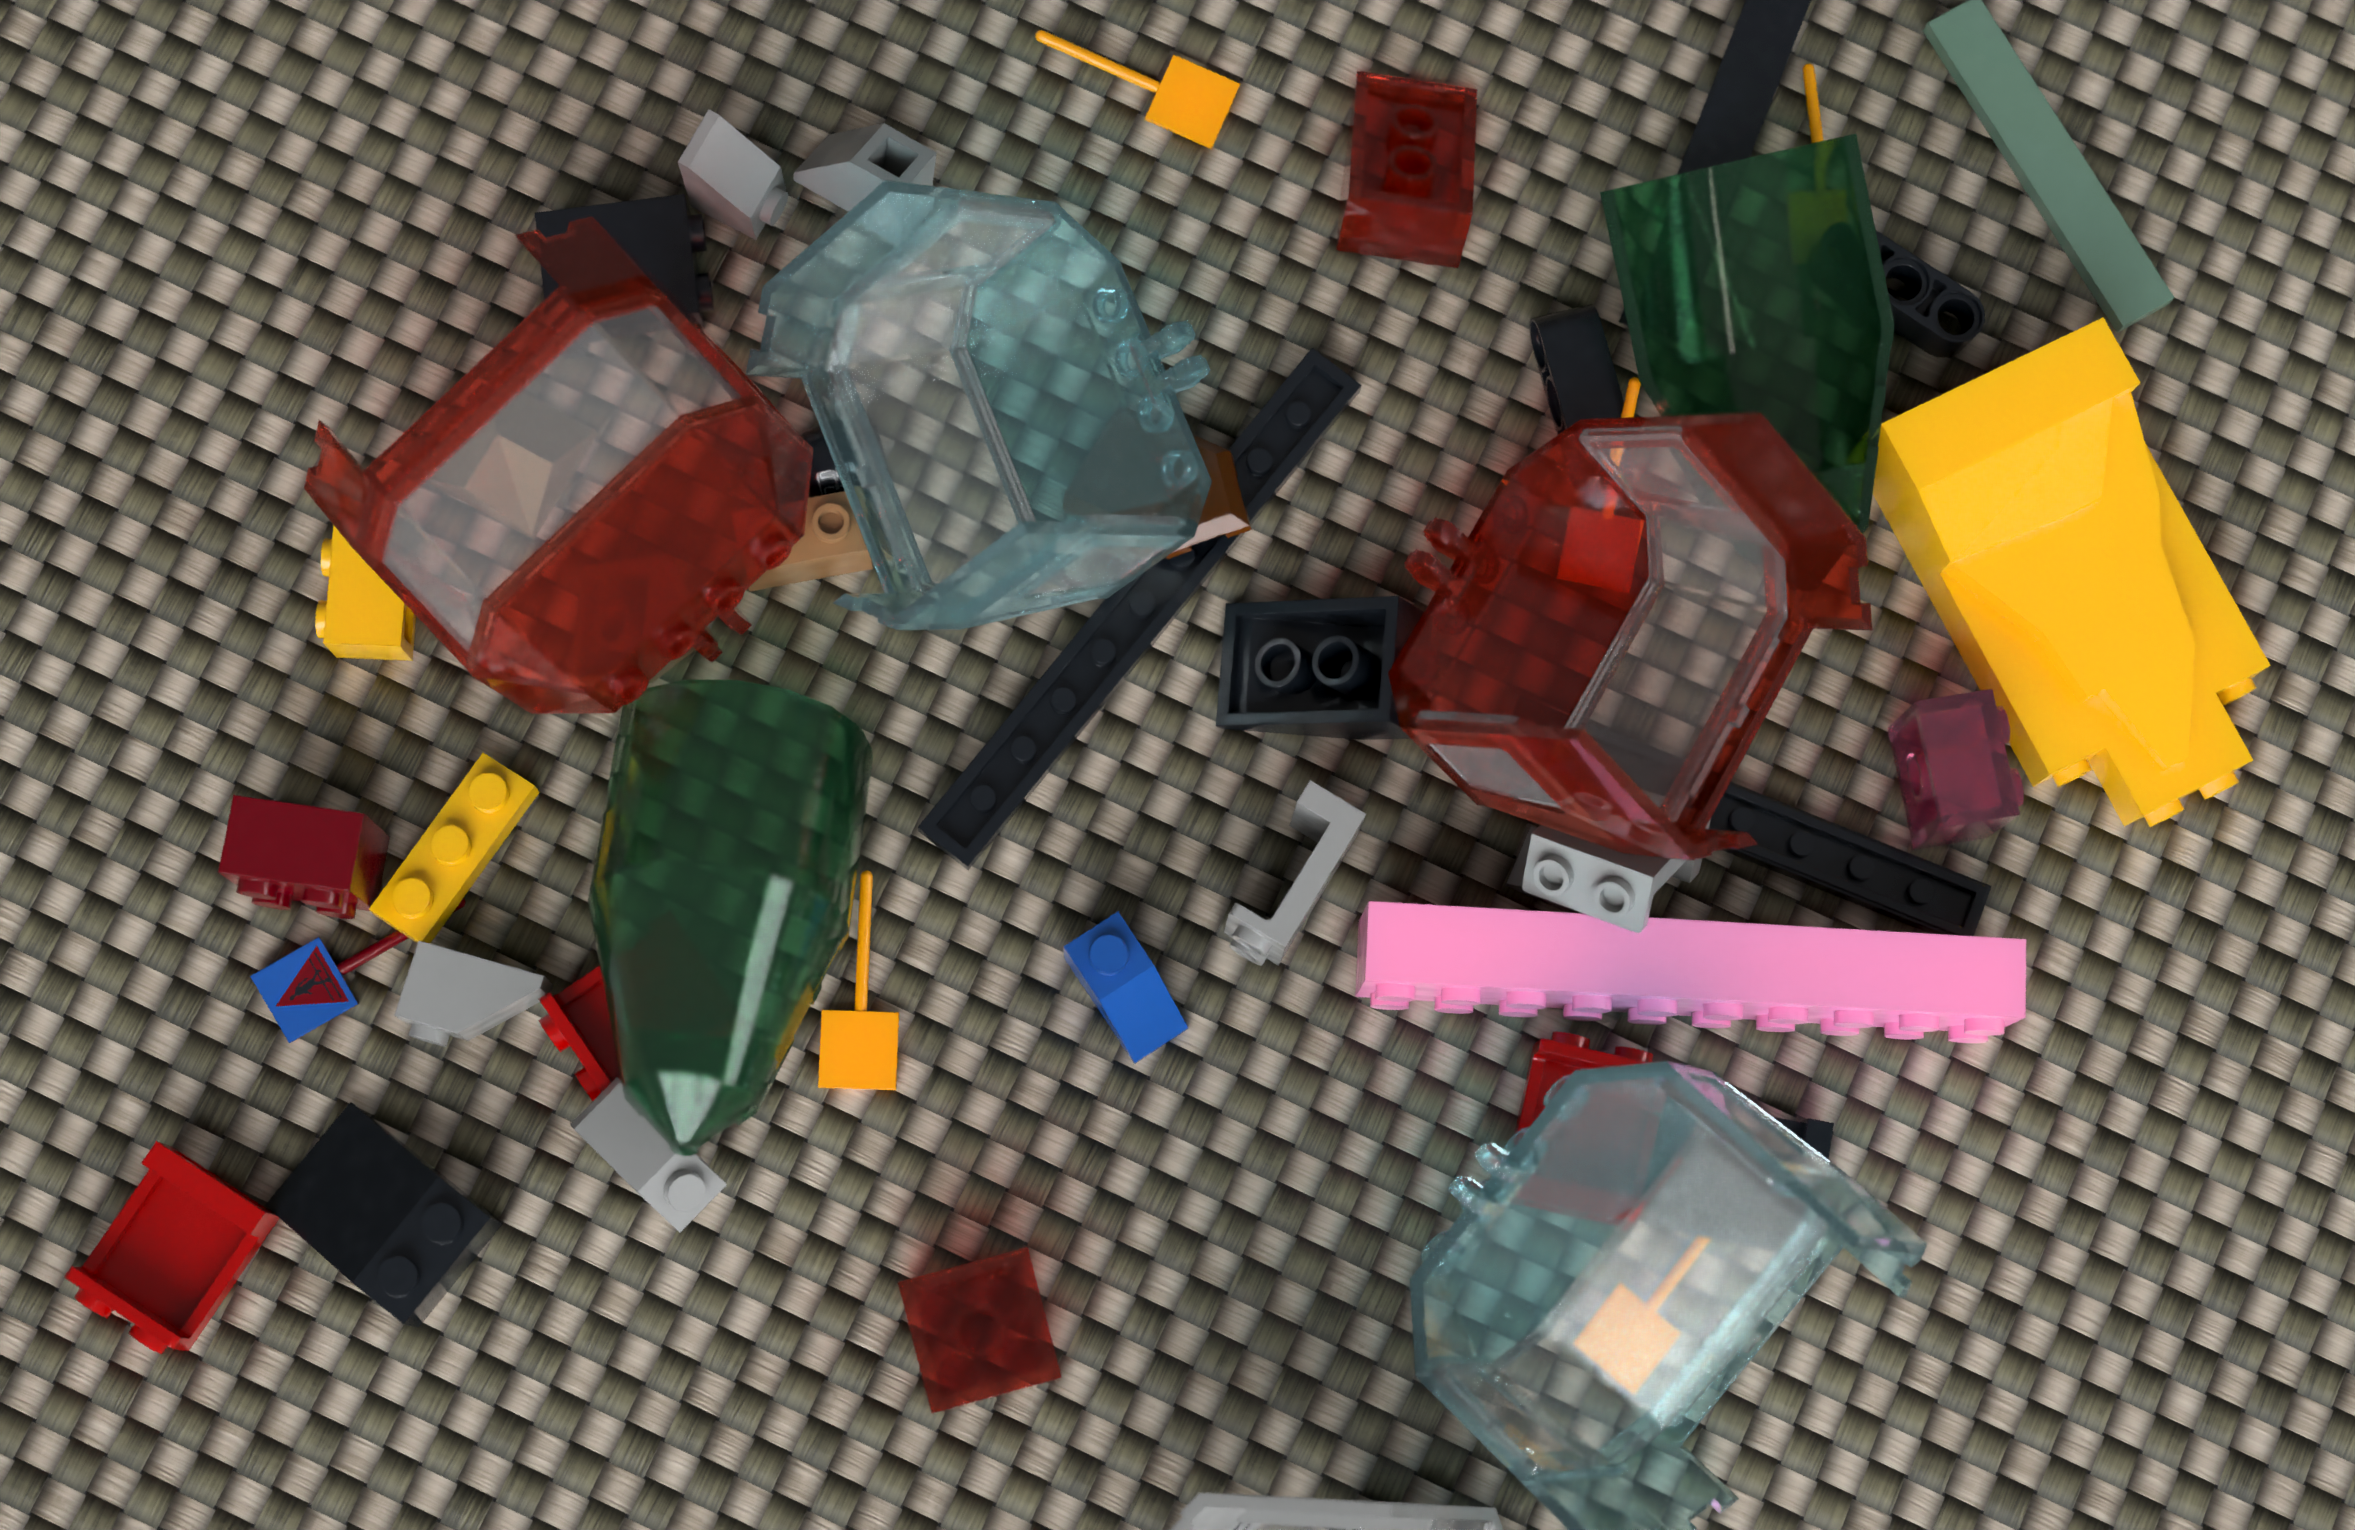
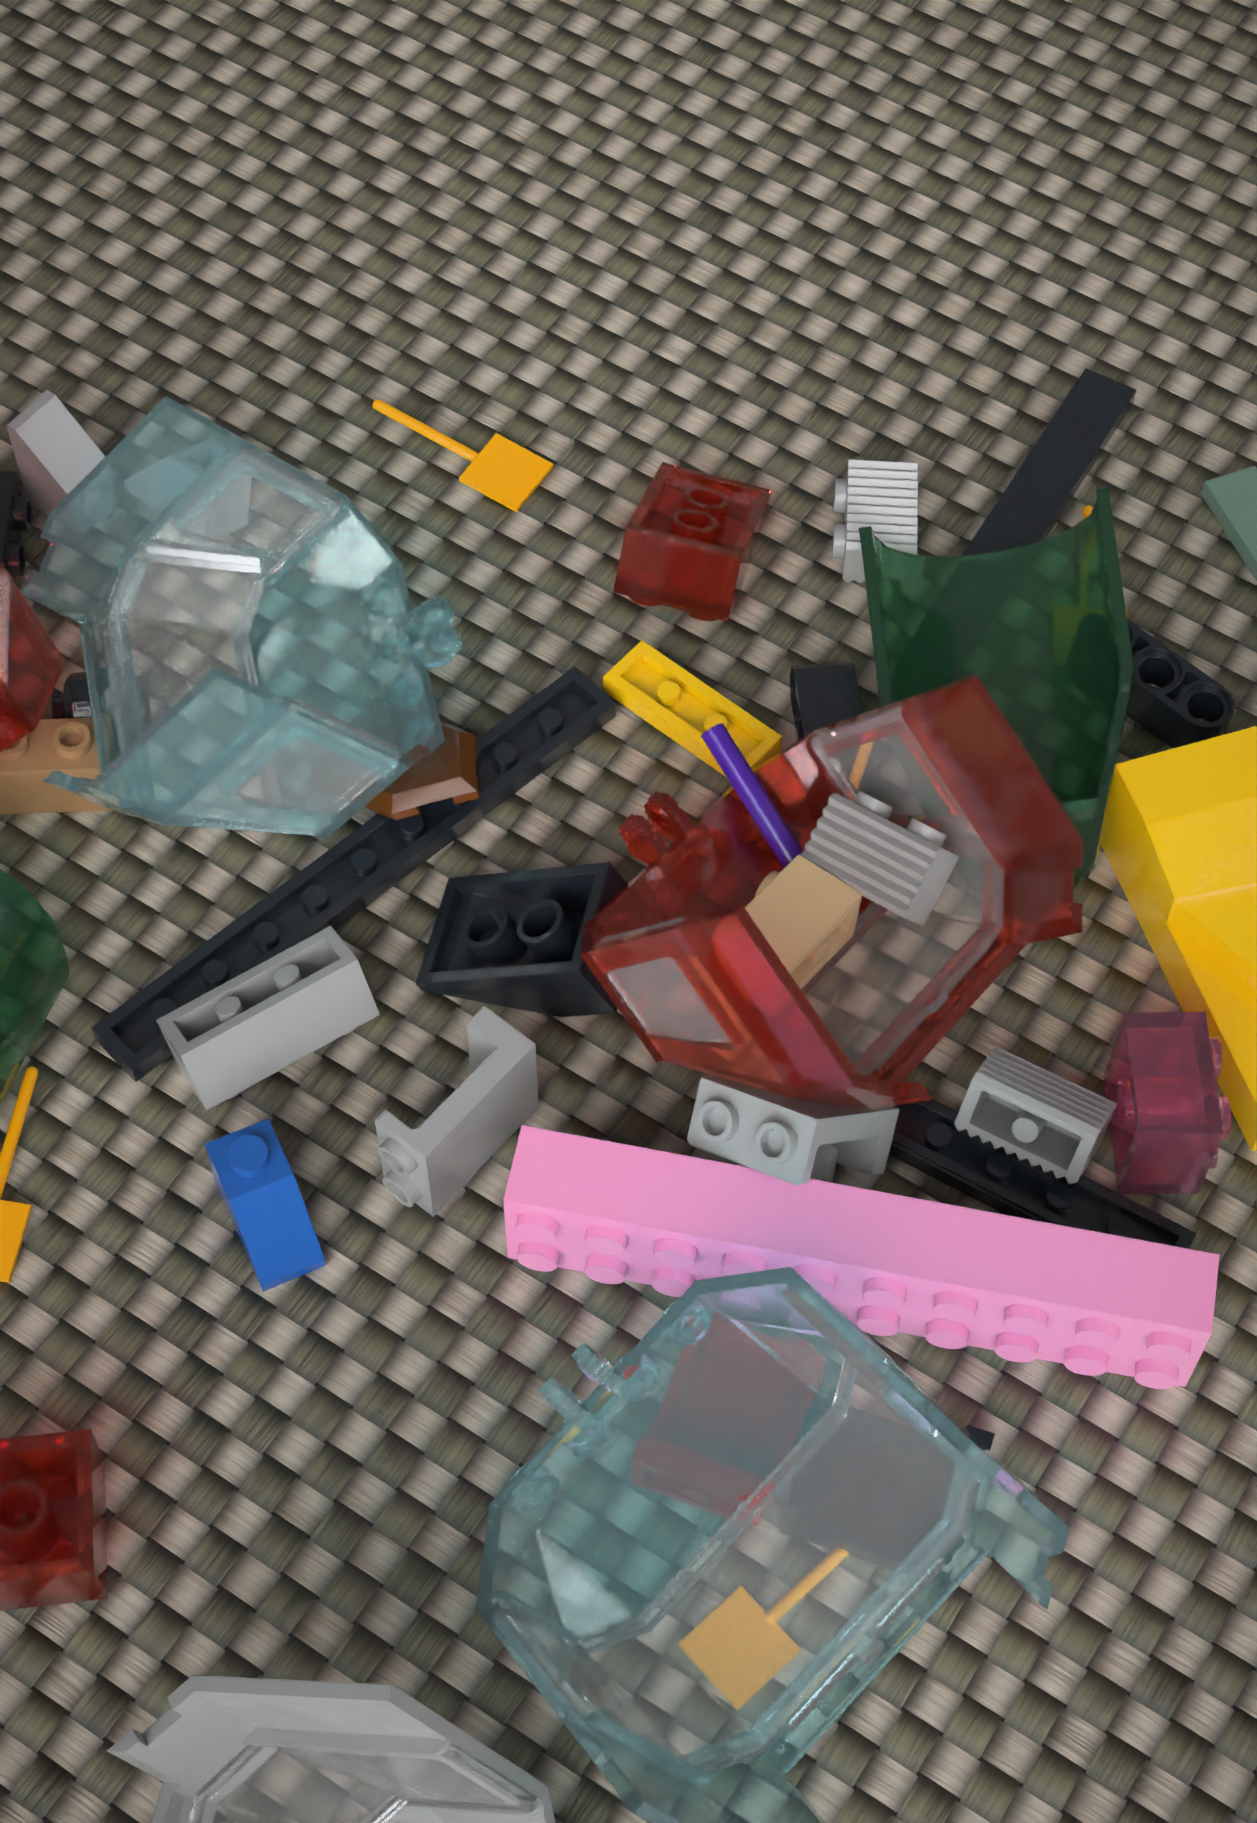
camera: 15 degrees right, 20 degrees down
(1090, 795) = (268, 1017): none -> light grey brick
(1437, 382) = (685, 706): none -> yellow plate
(1535, 509) = (752, 794): none -> dark purple bar
(1580, 644) = (805, 916): none -> tan brick
(1595, 120) = (879, 497): none -> light grey brick
(1661, 554) = (879, 858): none -> light grey brick
(1834, 794) = (1035, 1114): none -> light grey brick

